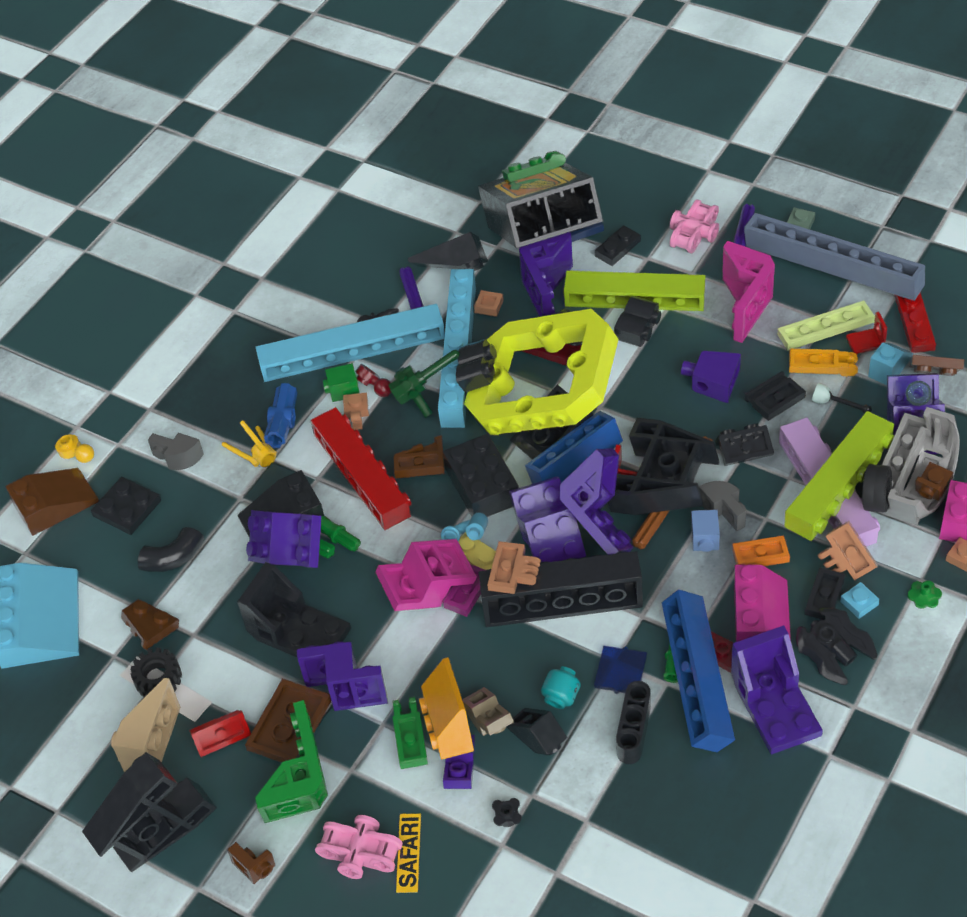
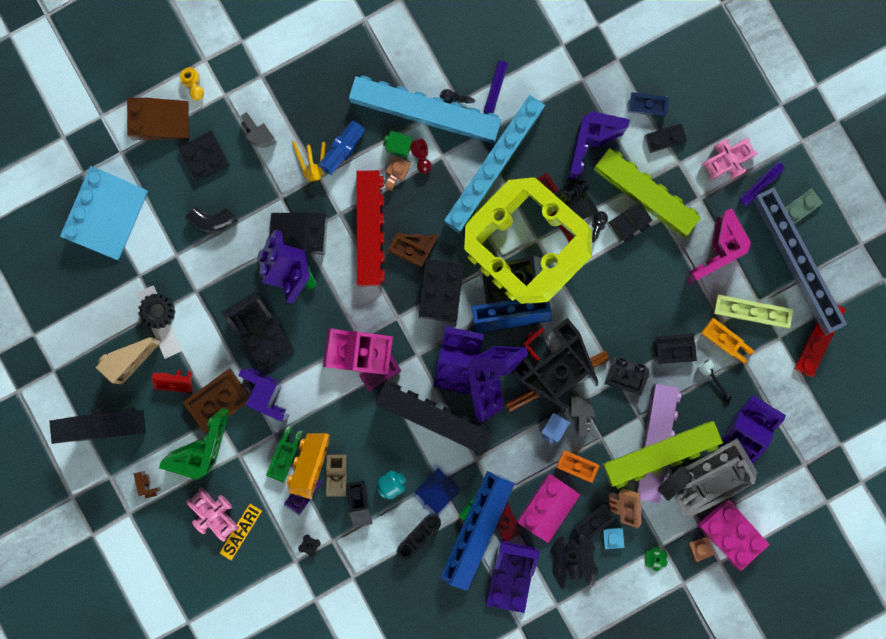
camera: 25 degrees right, 35 degrees up
(148, 622) = (169, 268): reddish brown wing -> none
(338, 534) = (325, 274): green axle -> none
(411, 383) = (441, 183): dark green piece -> none
(458, 253) = (538, 80): black slope -> none
(474, 528) = (415, 327): medium azure plant -> none
(476, 365) = (489, 203): black brick -> none
(477, 552) = (403, 348): light yellow plate -> none
(488, 303) = (541, 135): nougat plate -> none
(511, 568) = (403, 399): nougat hinge -> none
(535, 166) = (643, 44): green hinge -> none
(540, 205) = (625, 81): black brick -> none
(714, 374) = (648, 304): dark purple torso -> none
(868, 339) = (771, 342): red bracket -> none
(888, 360) = (772, 371): medium azure slope -> none
(926, 393) = (757, 429): clear light blue cone -> none
(933, 481) = (719, 492): reddish brown bracket -> none
(946, 366) = (793, 404): reddish brown plate -> none

